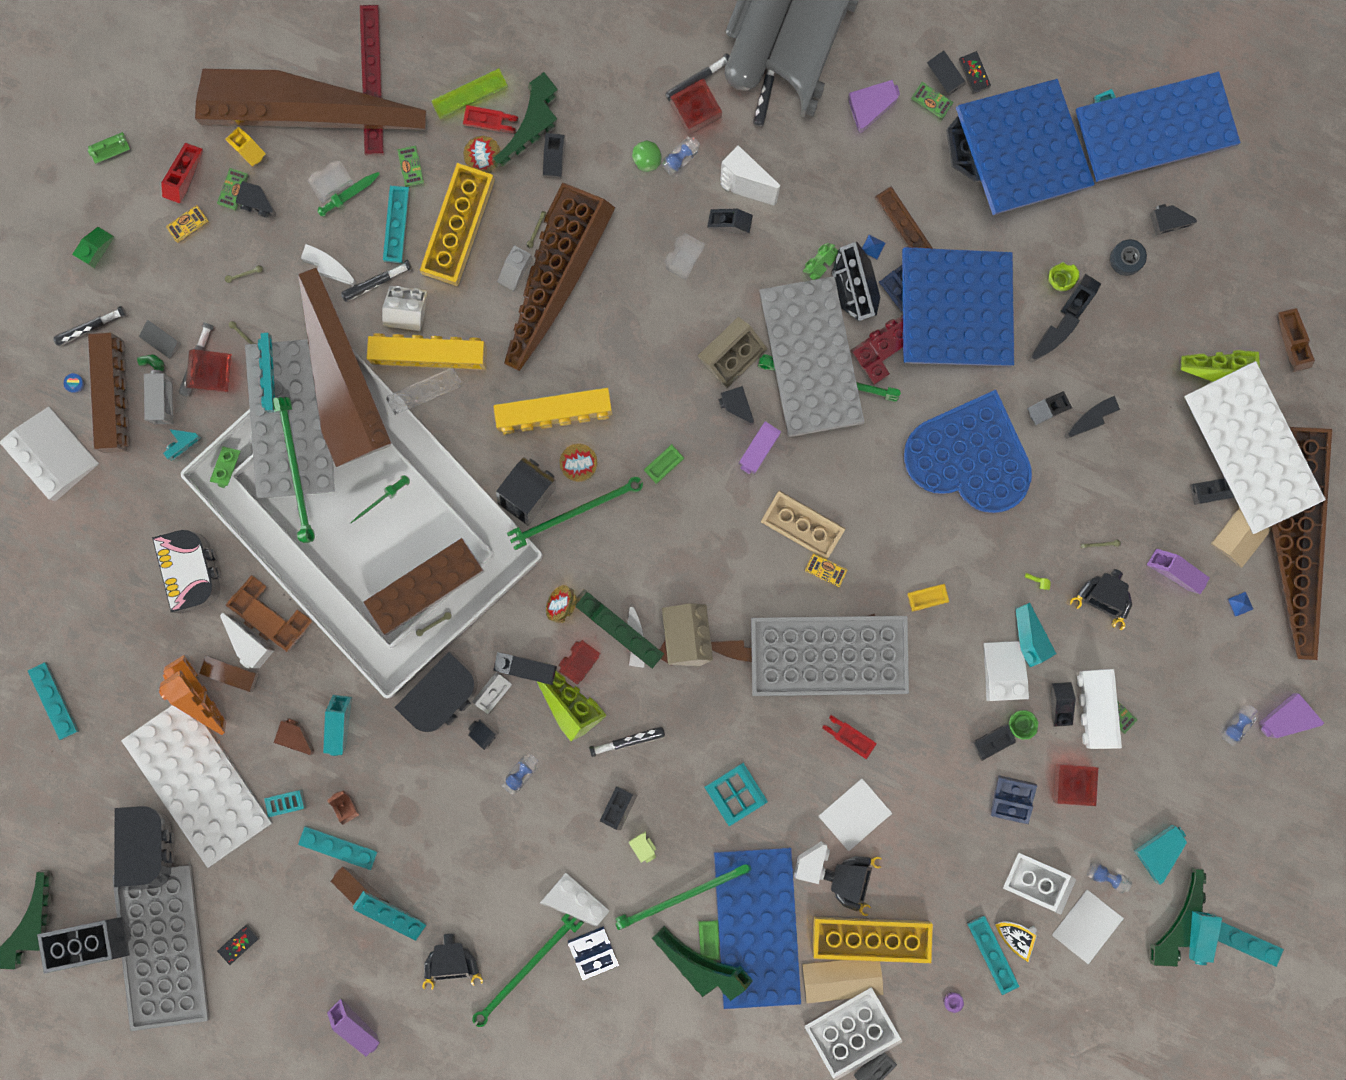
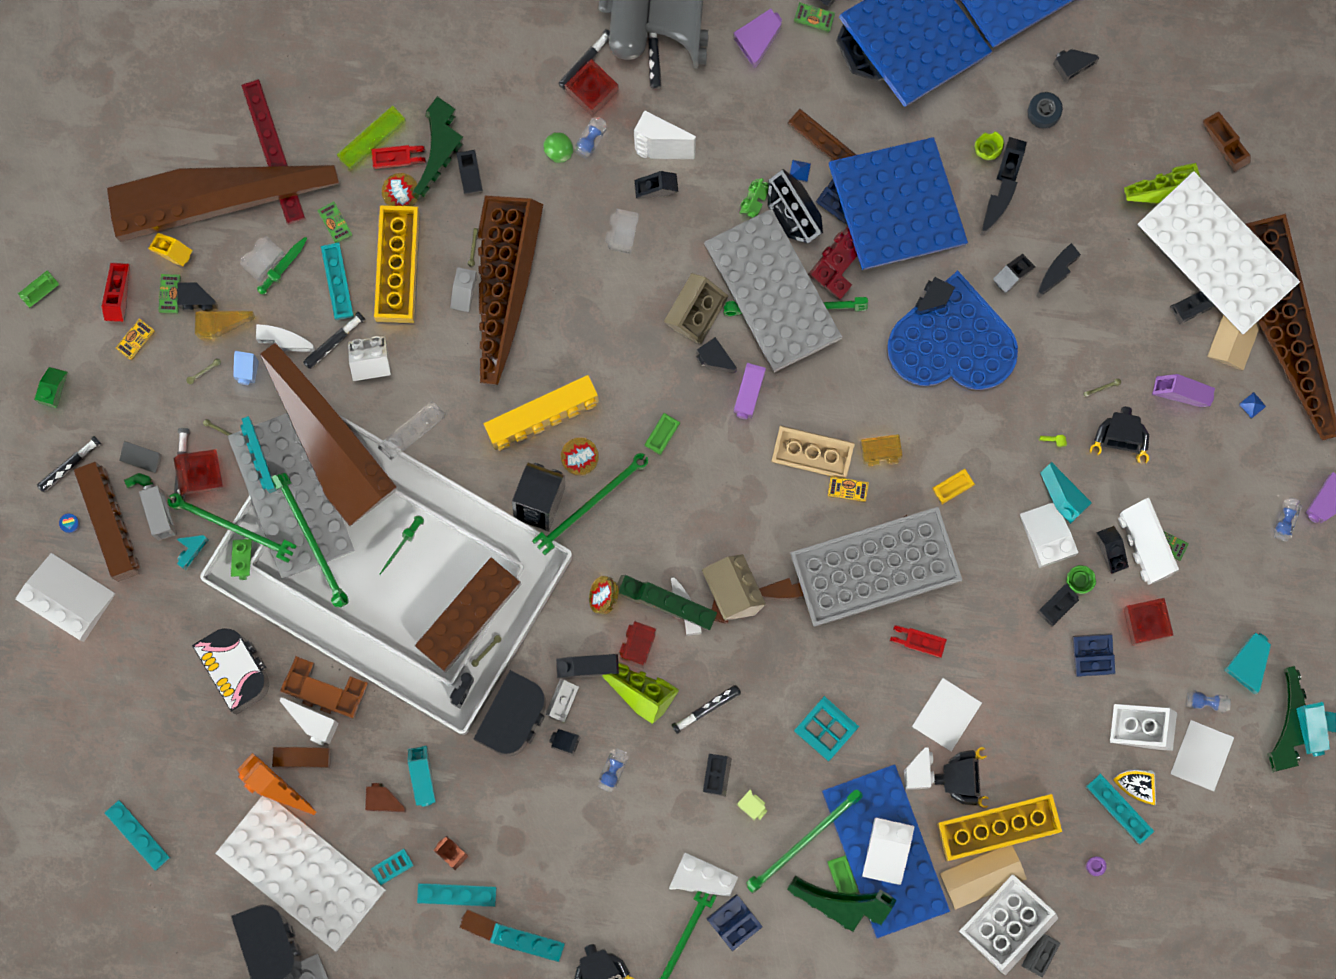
camera: 15 degrees left, 5 degrees down
(263, 470) = (281, 549): none -> green hinge
(270, 232) = (216, 323): none -> clear yellow slope
(283, 282) = (245, 367): none -> light blue slope
(393, 660) = (459, 695): none -> black plate
(427, 352) = (403, 393): yellow brick -> none
(759, 930) = (888, 851): none -> white slope
(869, 542) = (881, 450): none -> clear yellow brick
(967, 410) = (936, 297): none -> black slope

